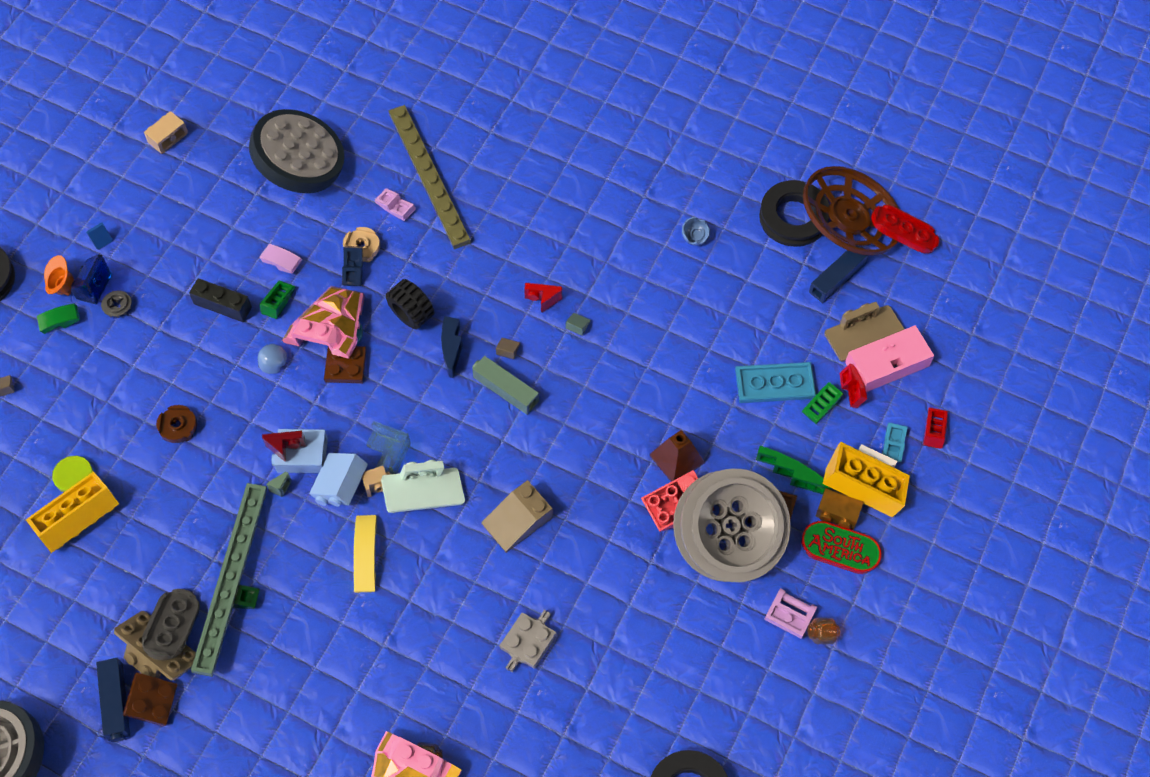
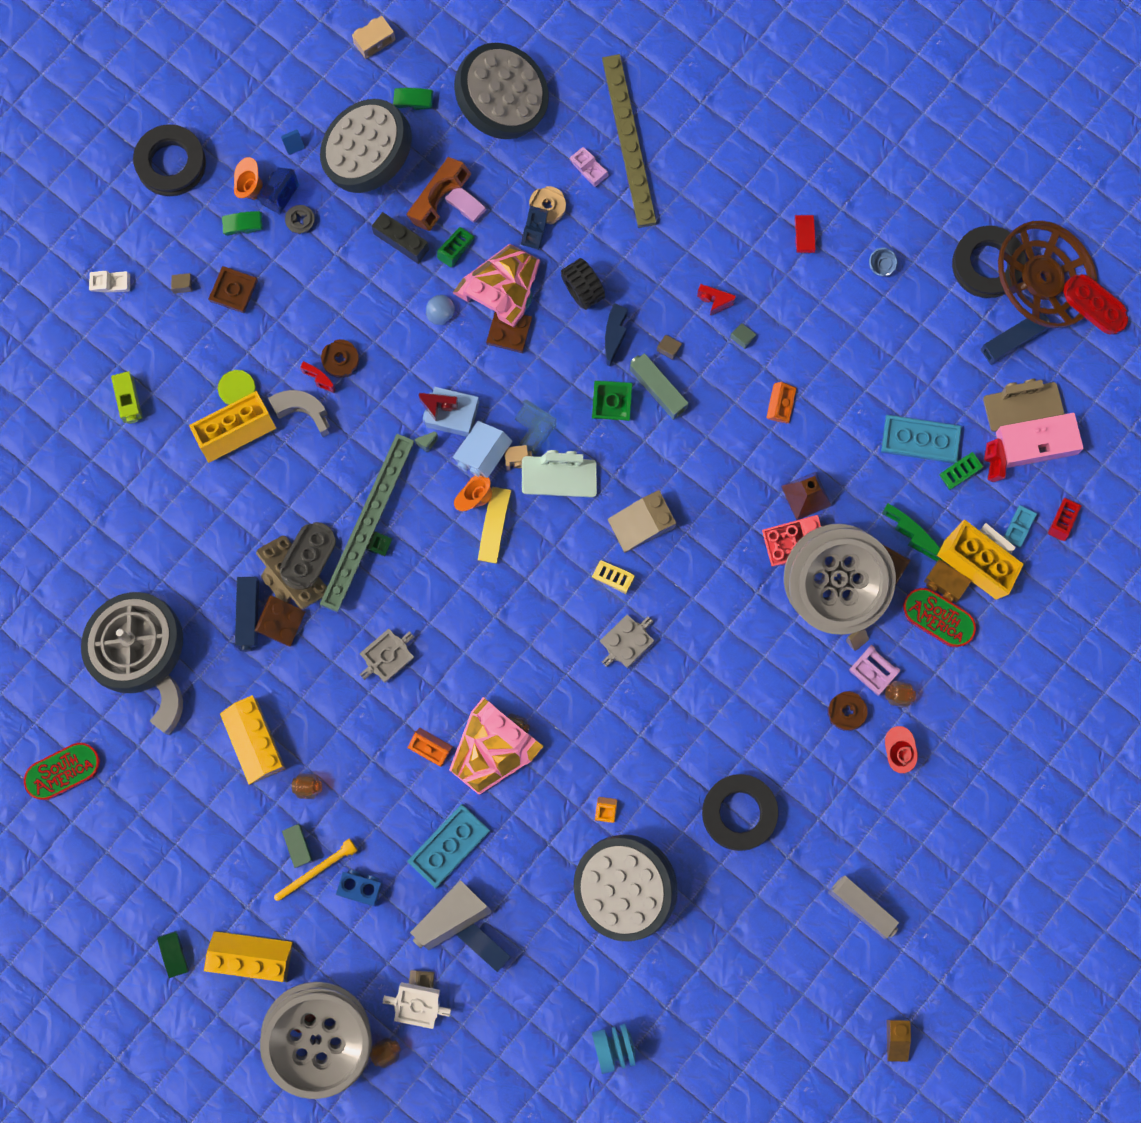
camera: 15 degrees right, 15 degrees up
(56, 381) = (233, 289): none -> reddish brown plate
(142, 473) = (299, 401): none -> light grey arch
(159, 446) = (321, 380): none -> red slope
(171, 222) = (365, 145): none -> wheel
(214, 176) = (413, 97): none -> green slope
(260, 236) = (448, 177): none -> dark orange arch
(273, 711) = (386, 655): none -> light grey plate
(339, 524) = (474, 494): none -> orange piece
(461, 407) = (612, 400): none -> green slope
(509, 572) = (624, 589): none -> light yellow slope
(615, 222) = (804, 233): none -> red slope
(630, 376) = (781, 402): none -> orange slope
(764, 585) = (857, 639): none -> dark tan slope
(782, 652) = (856, 704): none -> reddish brown plate
(840, 686) = (901, 749): none -> piece

